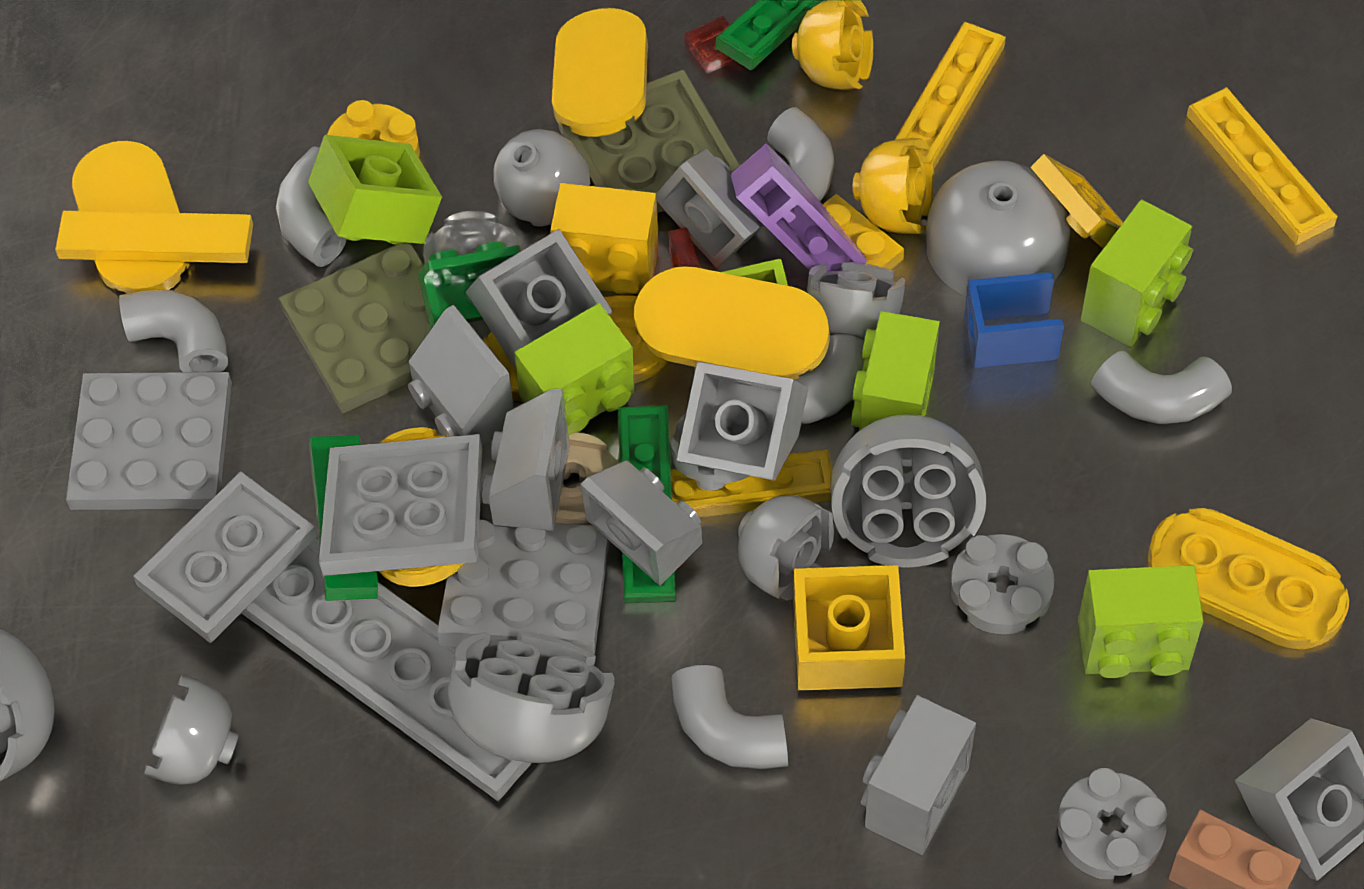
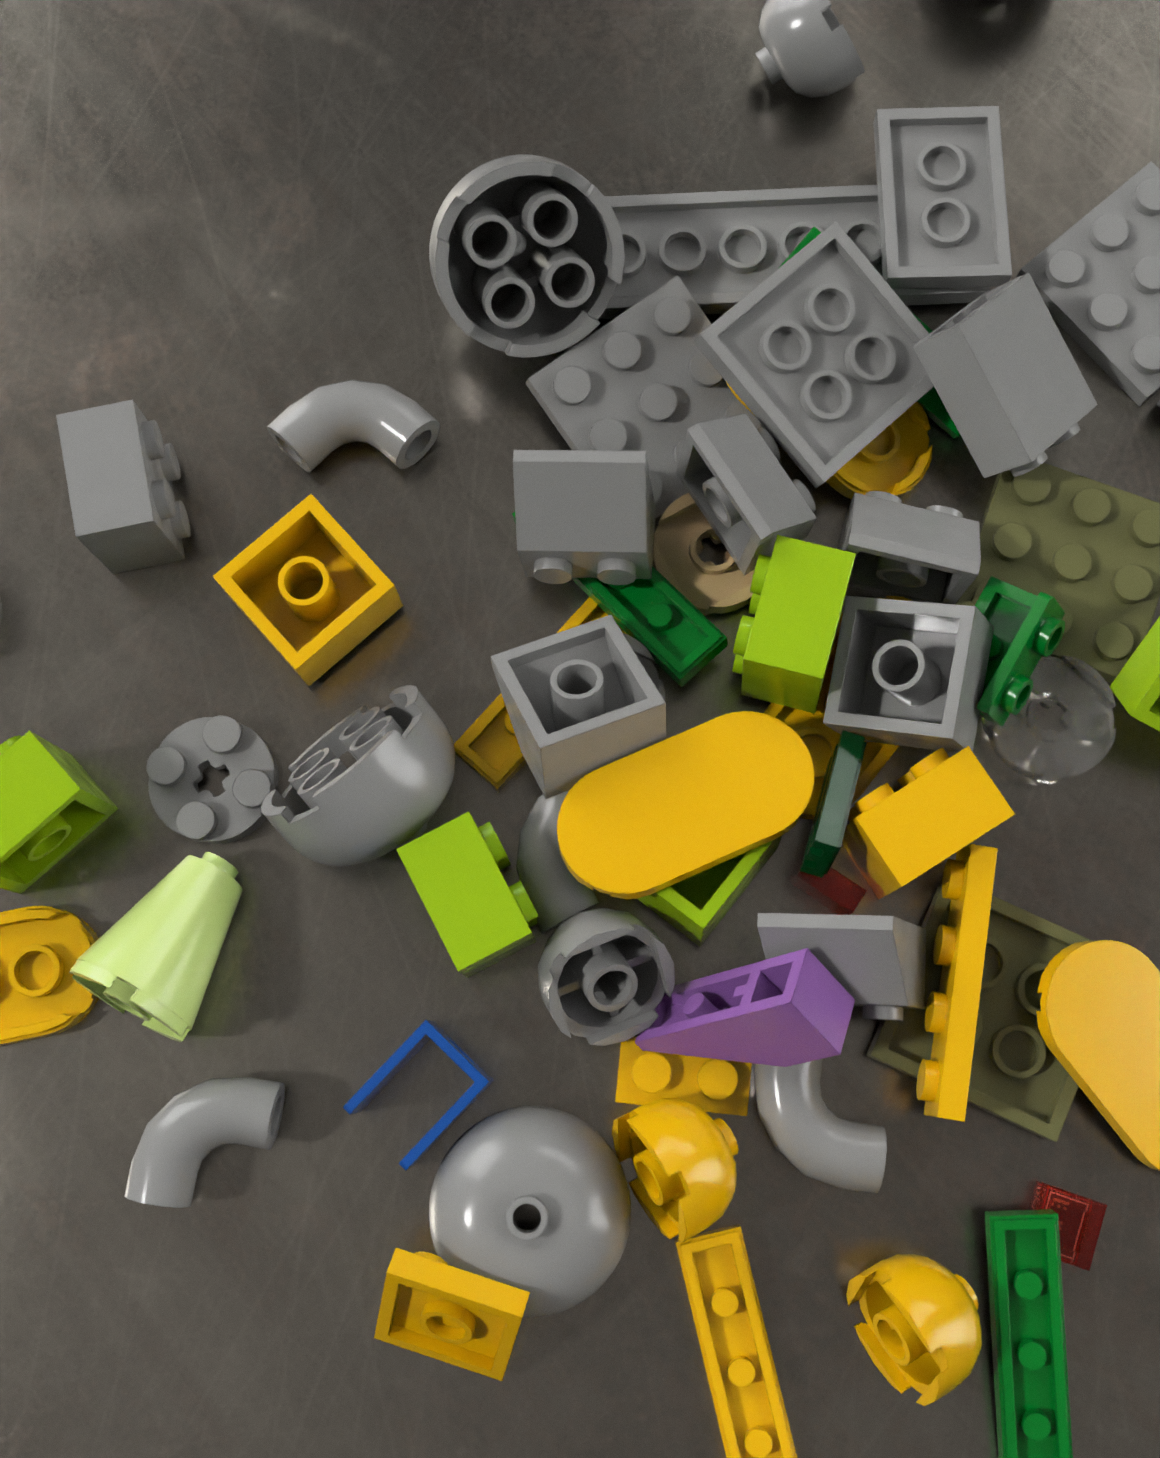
camera: 140 degrees right, 20 degrees up
(309, 418) = (1007, 378): none -> light grey brick
(531, 171) = (1071, 862): light grey cylinder -> none
(625, 286) = (834, 804): none -> dark green tile
(665, 152) = (954, 1009): none -> yellow plate
(780, 538) = (446, 626): light grey cylinder -> none
(1105, 493) = (165, 946): none -> yellowish green cone
(1137, 274) = (315, 1261): lime brick -> none

